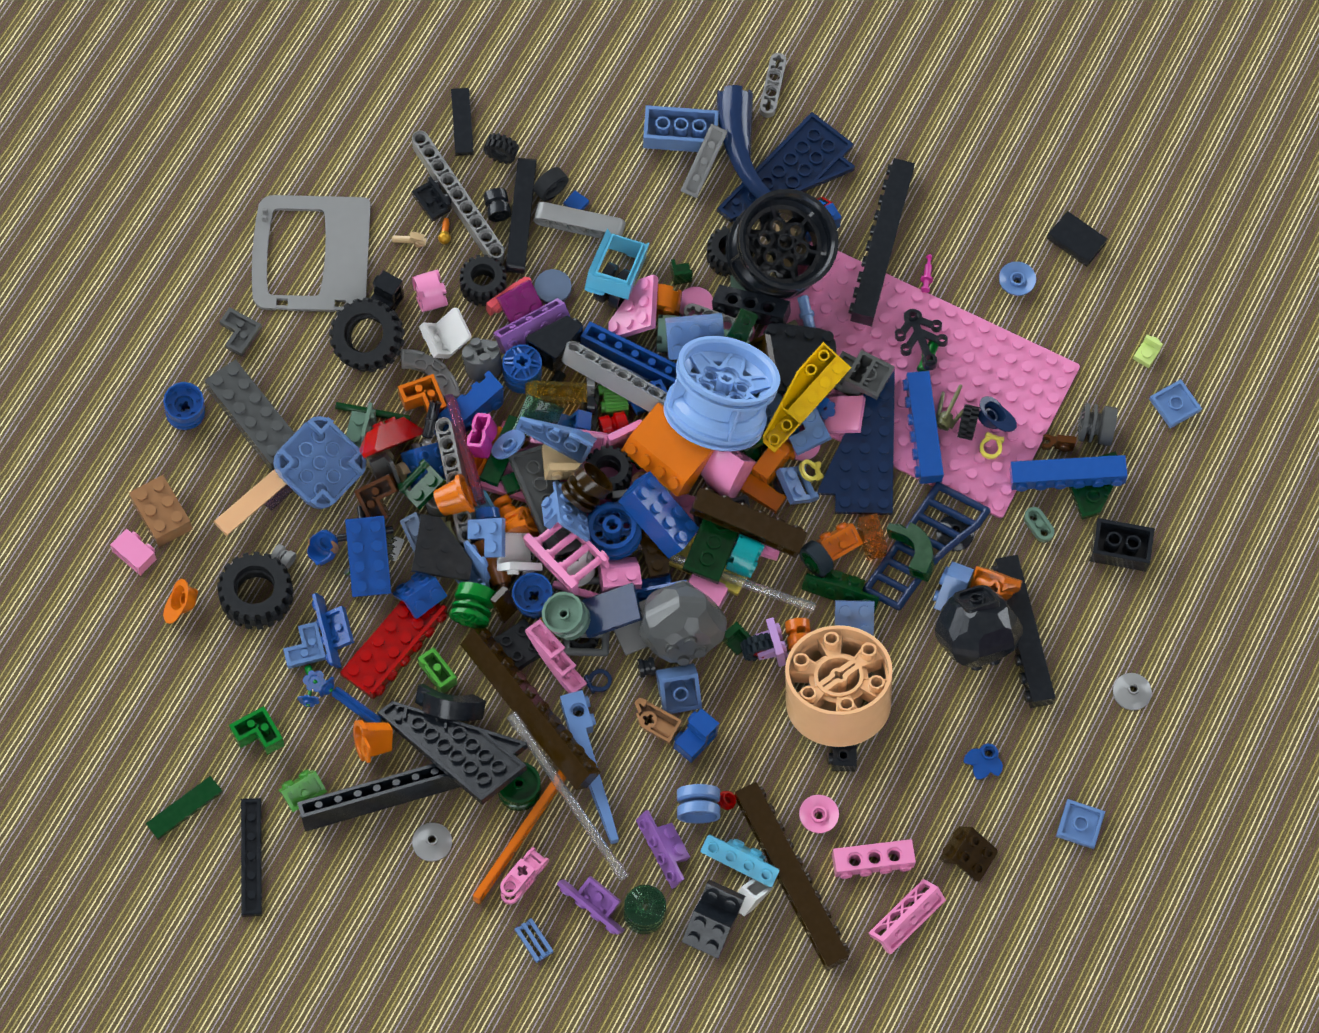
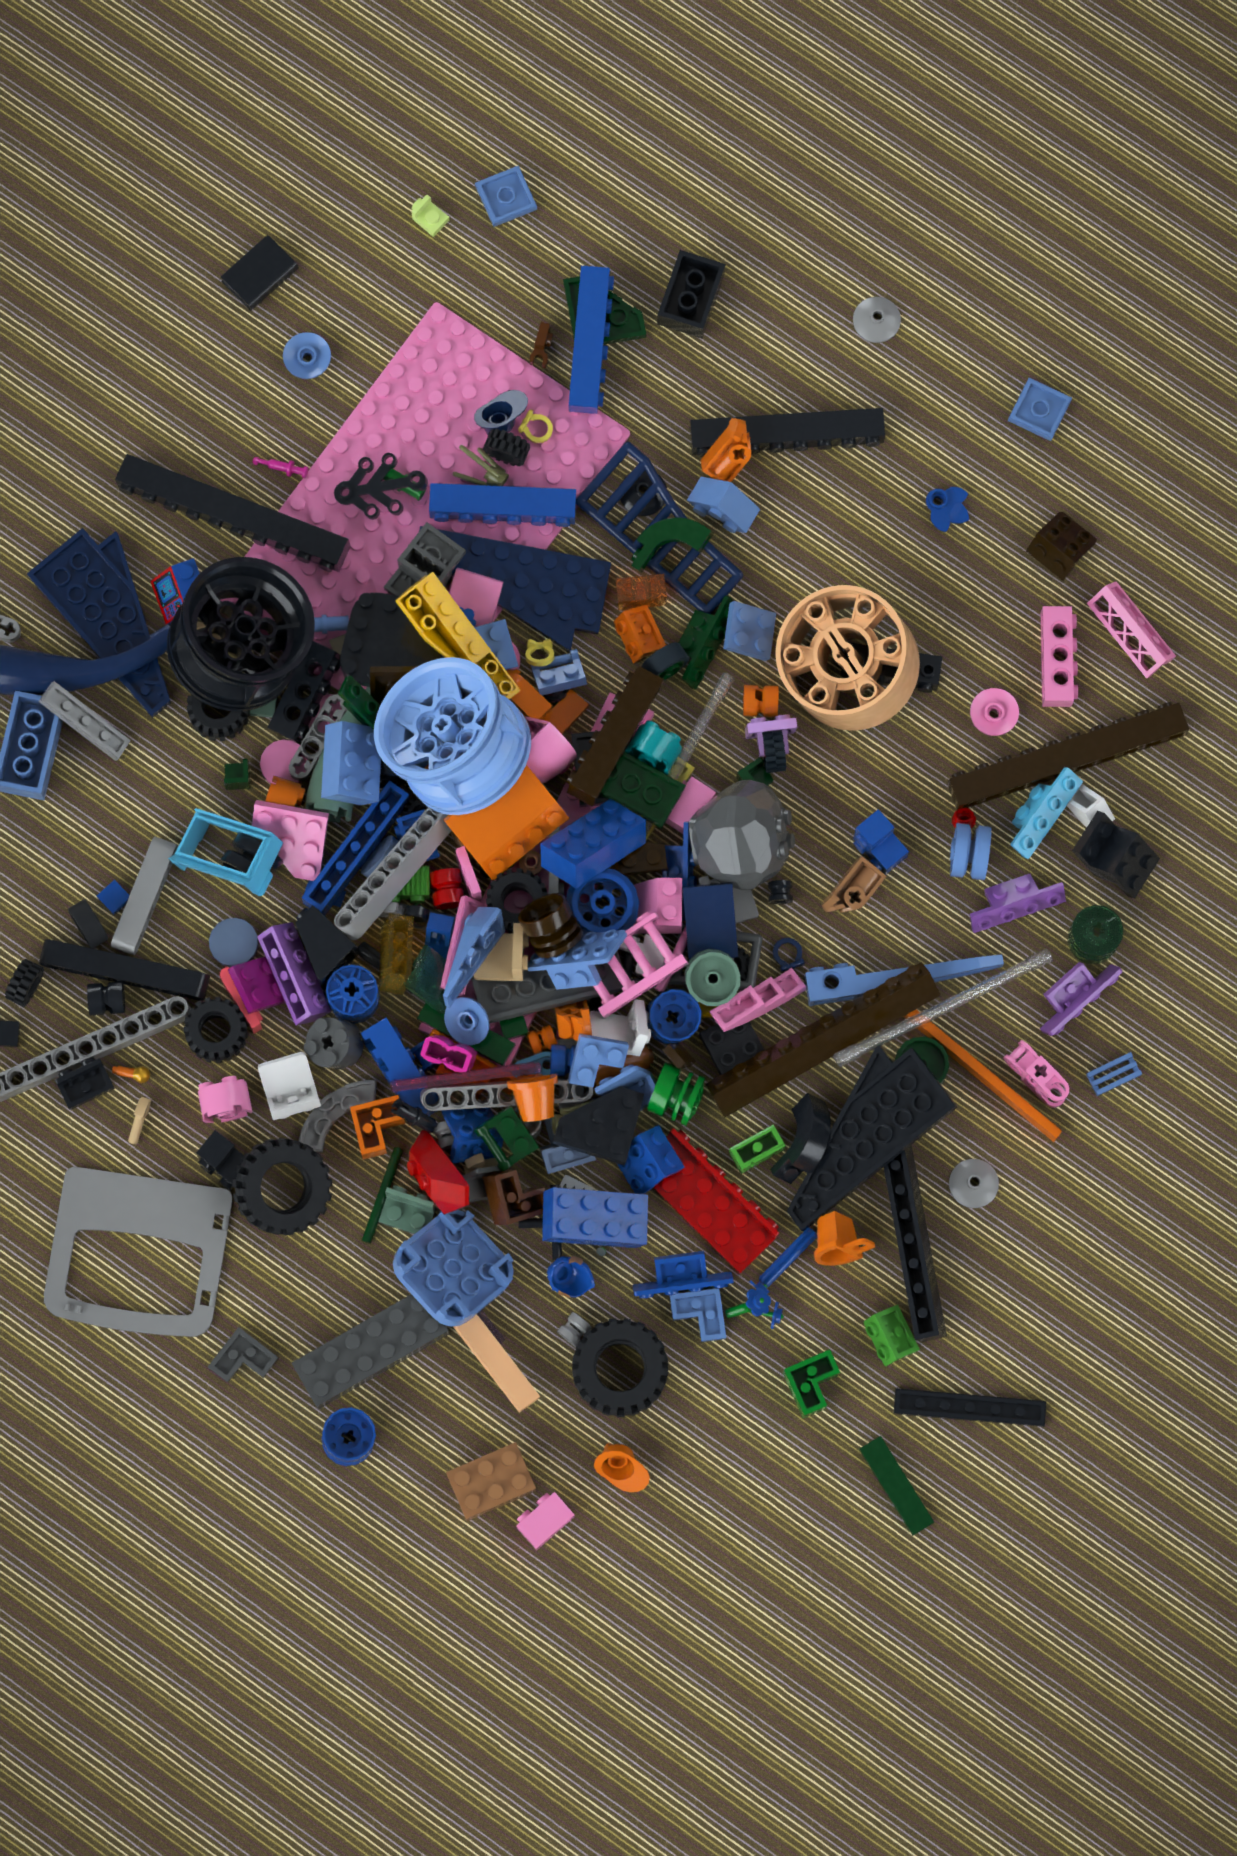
camera: 80 degrees left, 10 degrees up
(679, 688) = (814, 857): medium blue slope -> none
(978, 627) = (791, 480): black rock -> none
(1040, 525) = (647, 389): sand green plate -> none
(1097, 424) = (527, 292): dark grey wheel -> none

